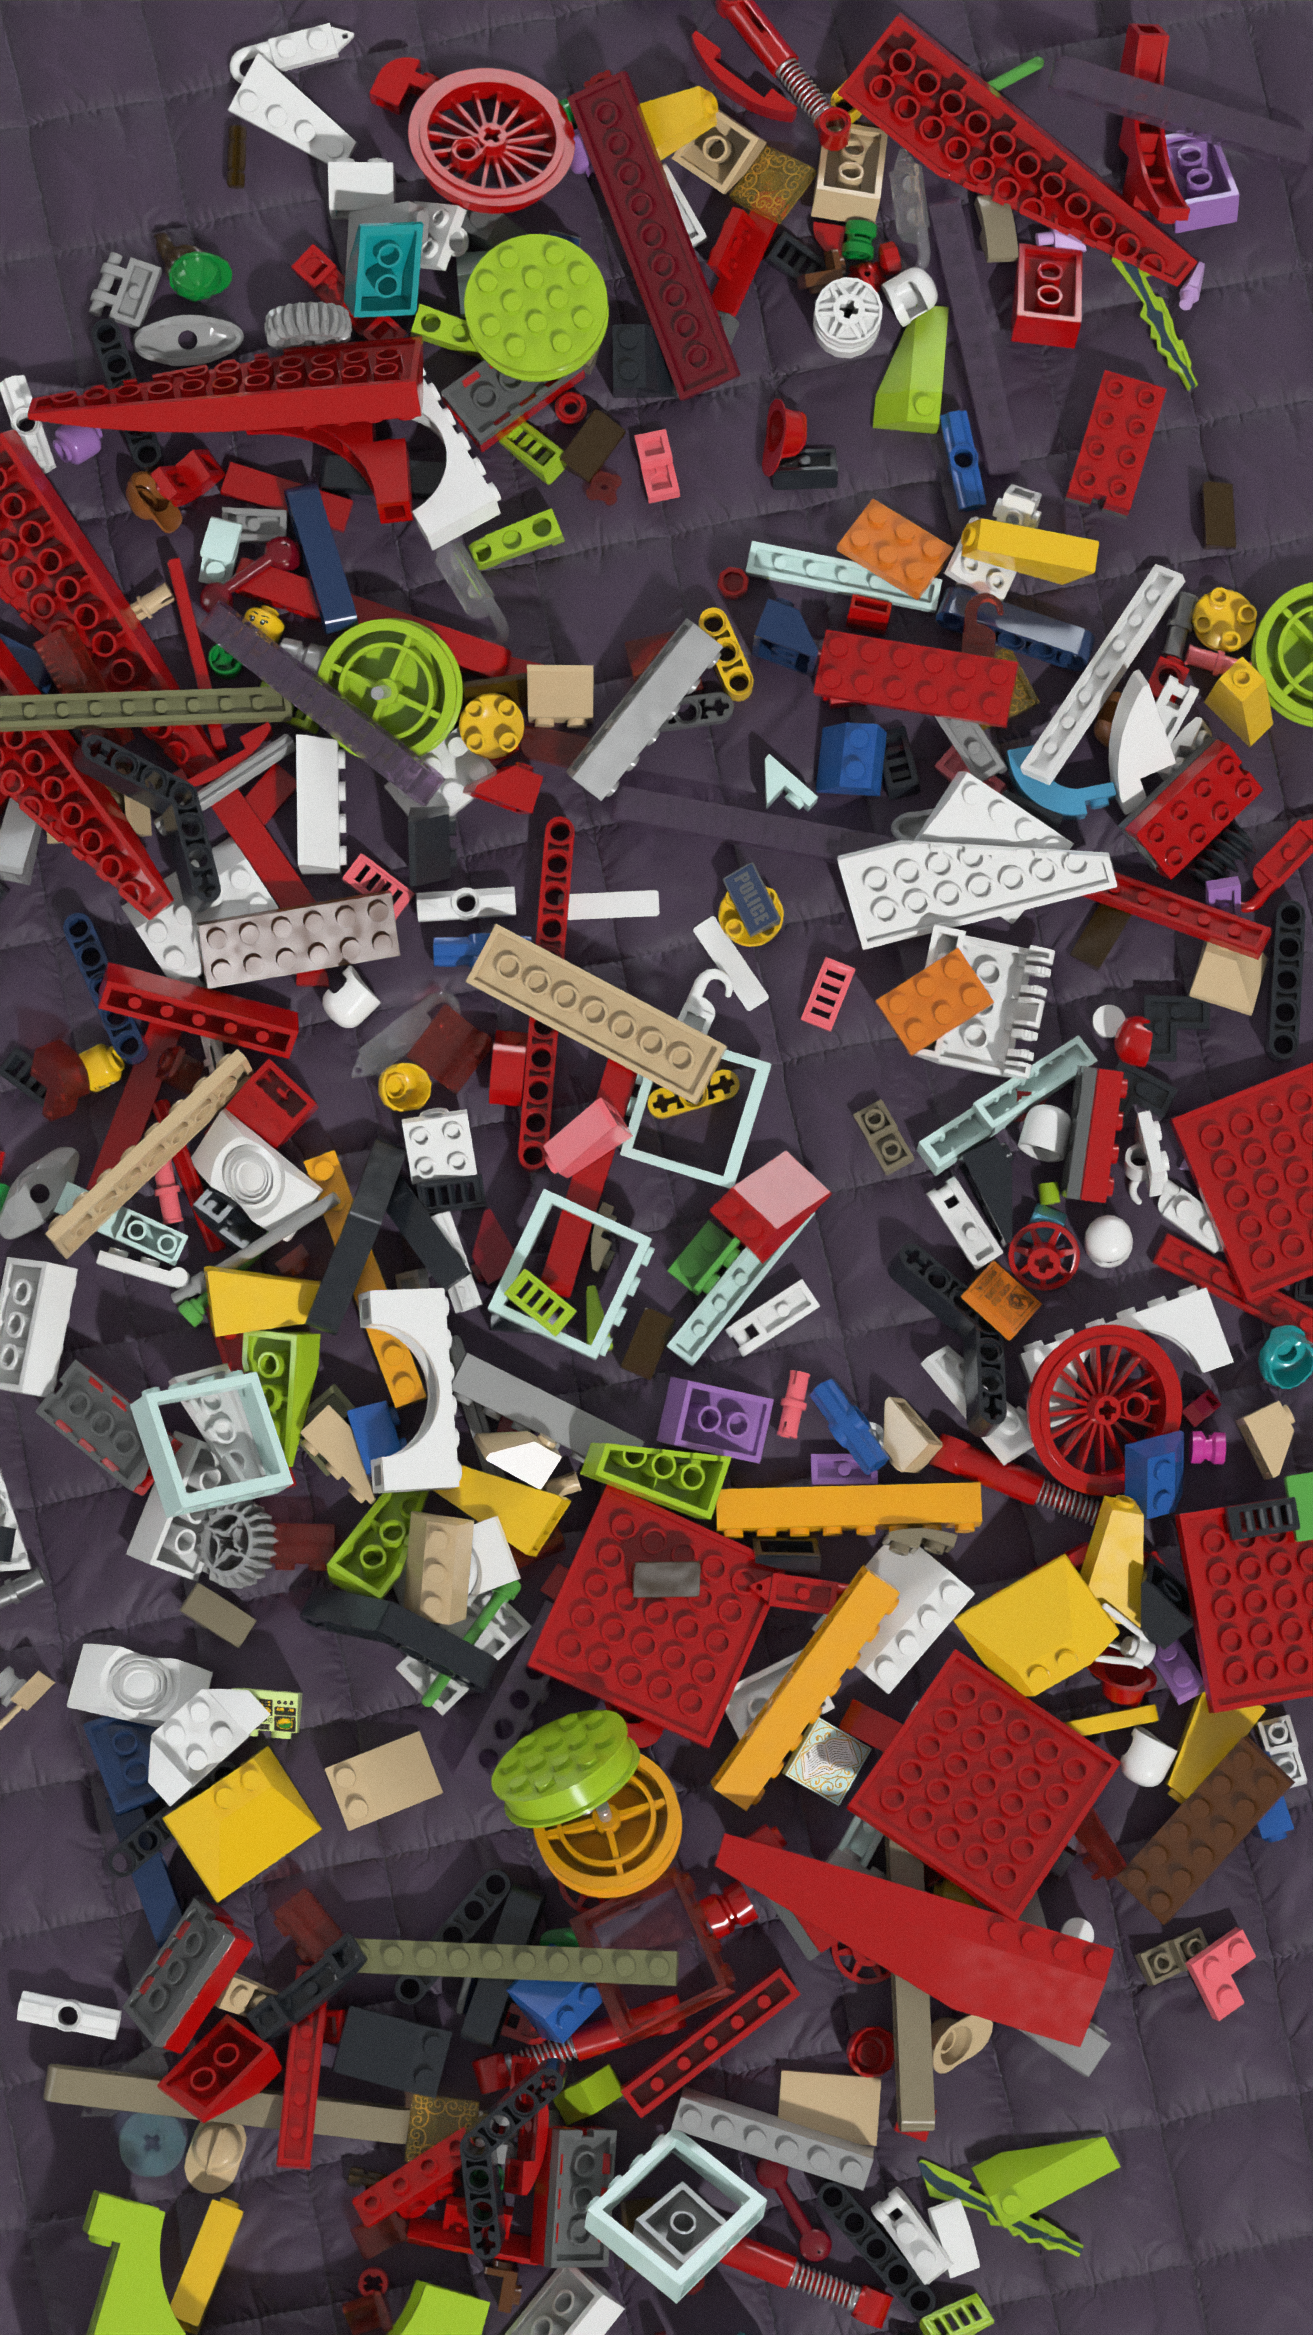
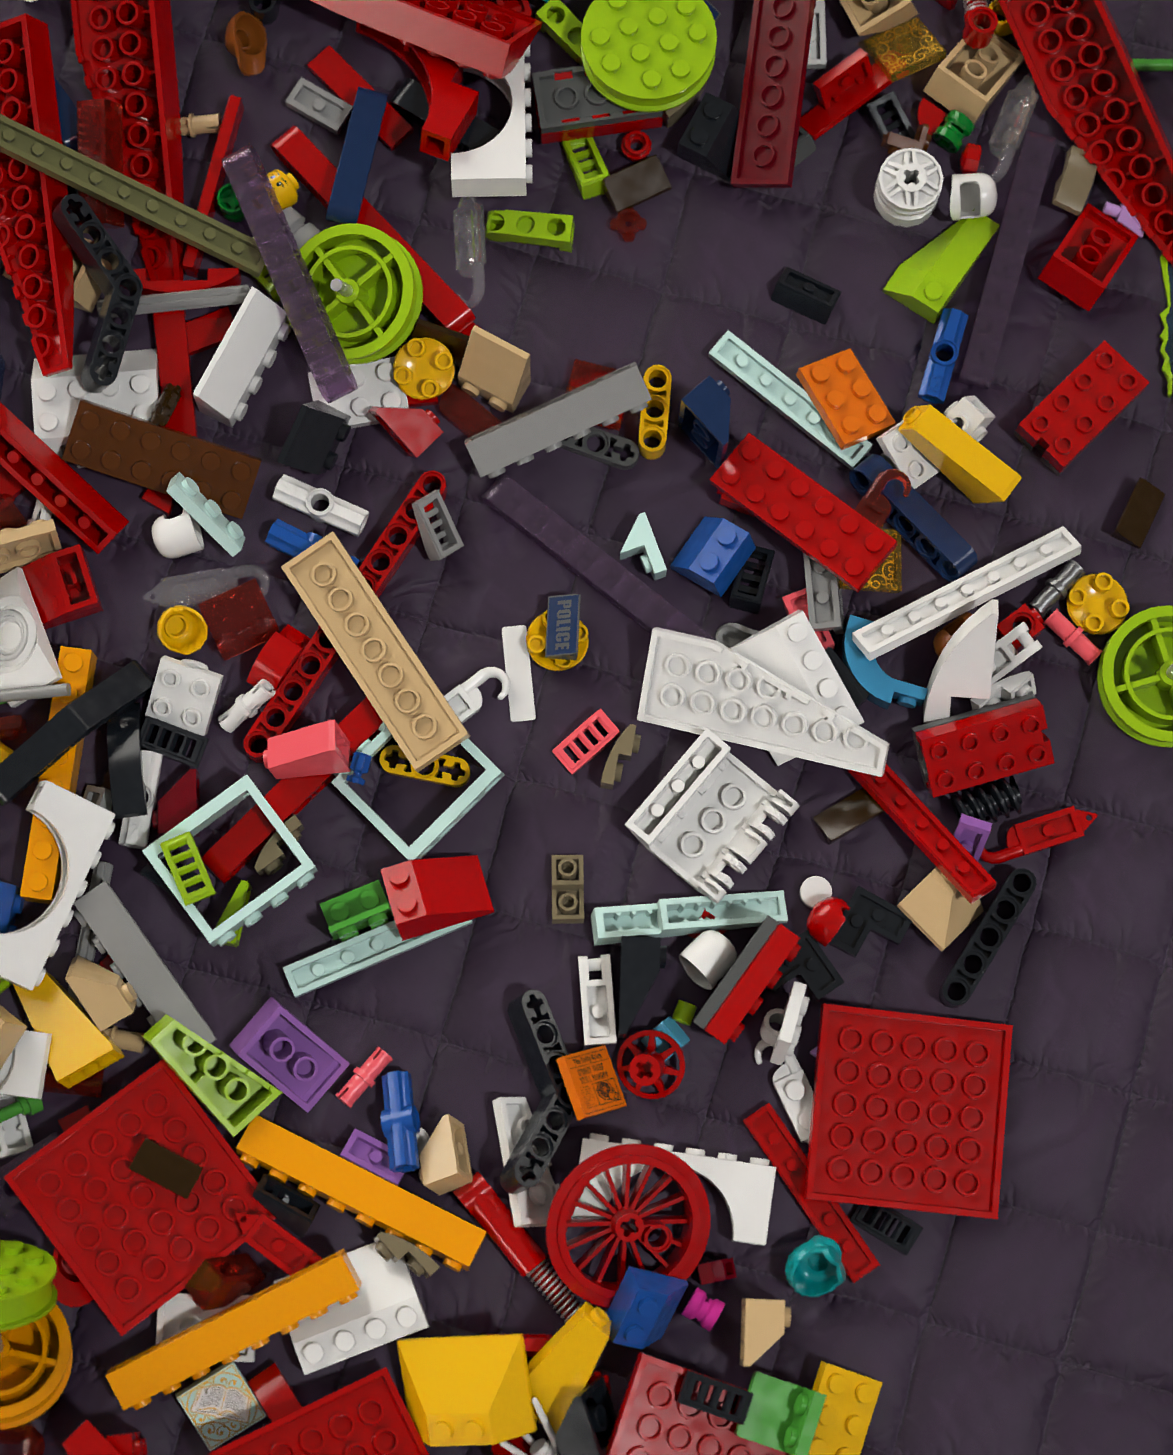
camera: 30 degrees right, 5 degrees down
(188, 478) = (285, 40): red brick -> none
(220, 550) = (278, 110): light aqua slope -> none
(275, 886) = (166, 404): none -> dark brown axle
(279, 553) = (326, 136): dark red piece -> none
(357, 867) = (248, 427): coral slope -> none
(368, 968) = (206, 513): none -> light aqua plate
(502, 1125) = (246, 705): none -> white pin
(605, 873) = (448, 531): none -> light grey slope
(612, 904) = (447, 573): white sticker -> none
(640, 1125) = (360, 765): none -> blue piece
(647, 1343) = (268, 957): dark brown slope -> none
(657, 466) = (682, 229): coral slope -> none
(733, 583) = (693, 357): red tile -> none
(770, 1651) = (223, 1280): none -> clear red slope
(774, 1317) = (388, 992): white plate -> none
(784, 435) = (804, 257): red piece -> none
(866, 982) = (623, 749): none -> dark tan slope
(868, 614) = (794, 441): red piece -> none
(876, 274) = (952, 166): red animal -> none
(934, 1002) = (670, 793): orange plate -> none
(1108, 1241) = (713, 1080): white helmet -> none
(1242, 701) = (1075, 676): yellow slope -> none

